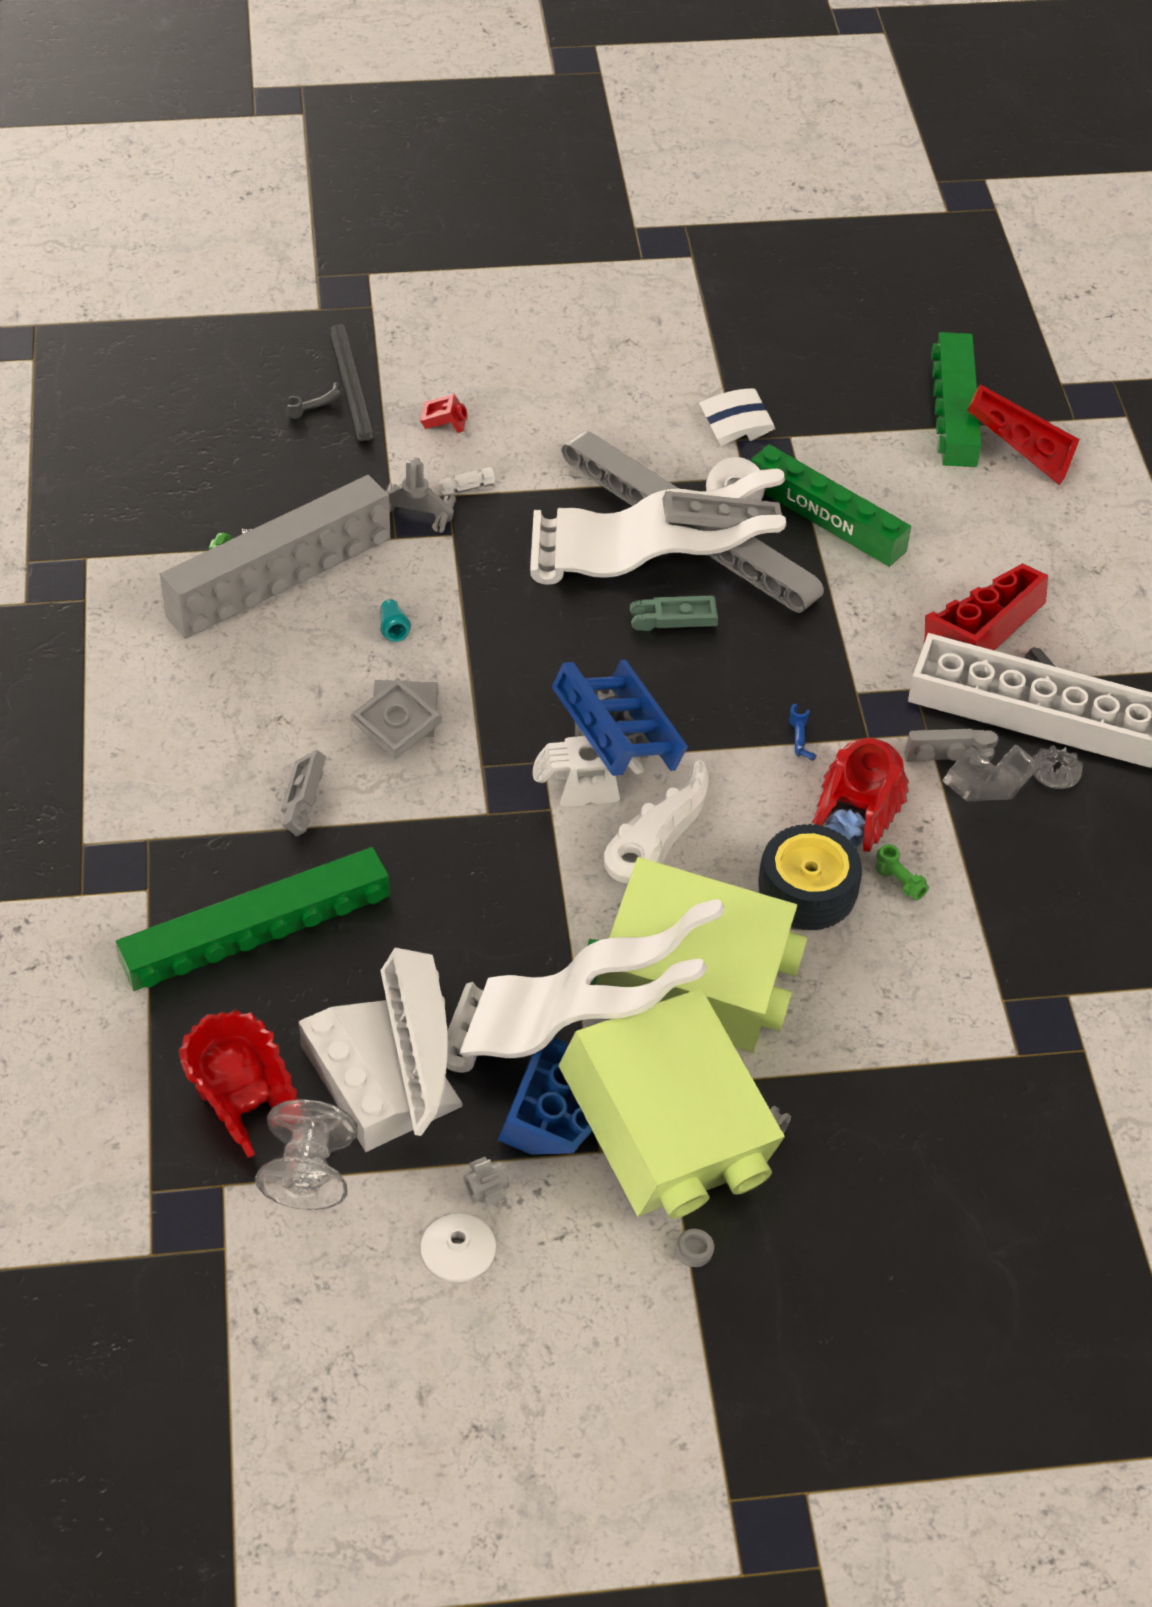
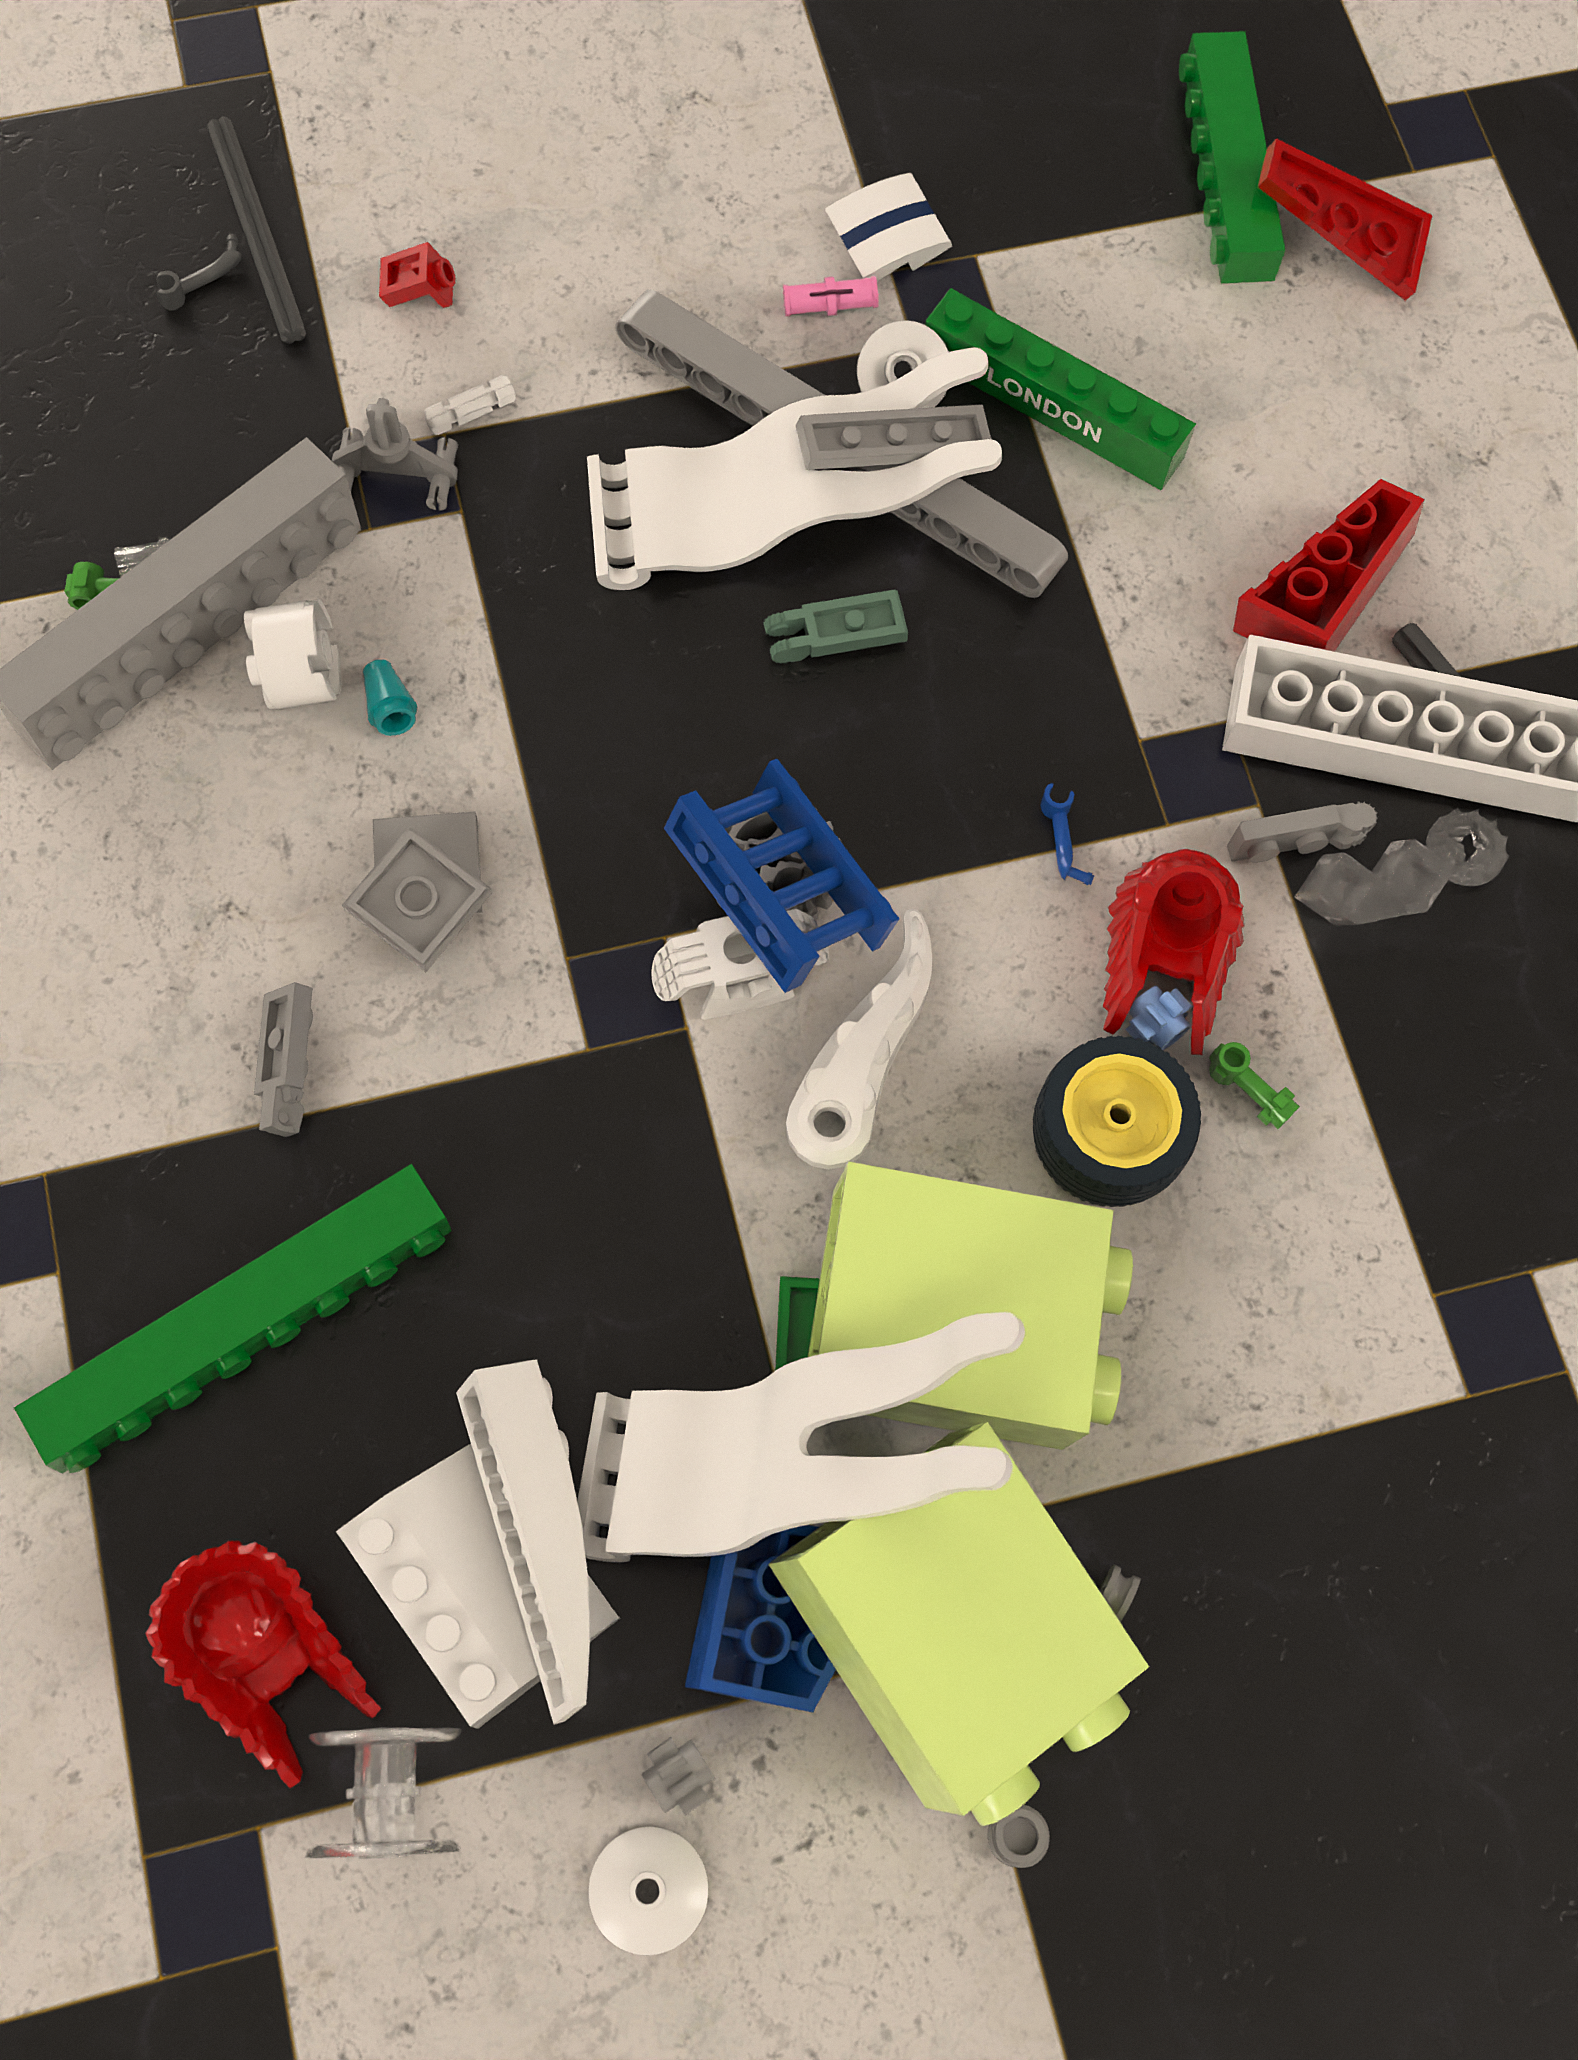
camera: 10 degrees left, 20 degrees up
(341, 588) = (293, 654): none -> white brick
(696, 446) = (830, 296): none -> bright pink pin

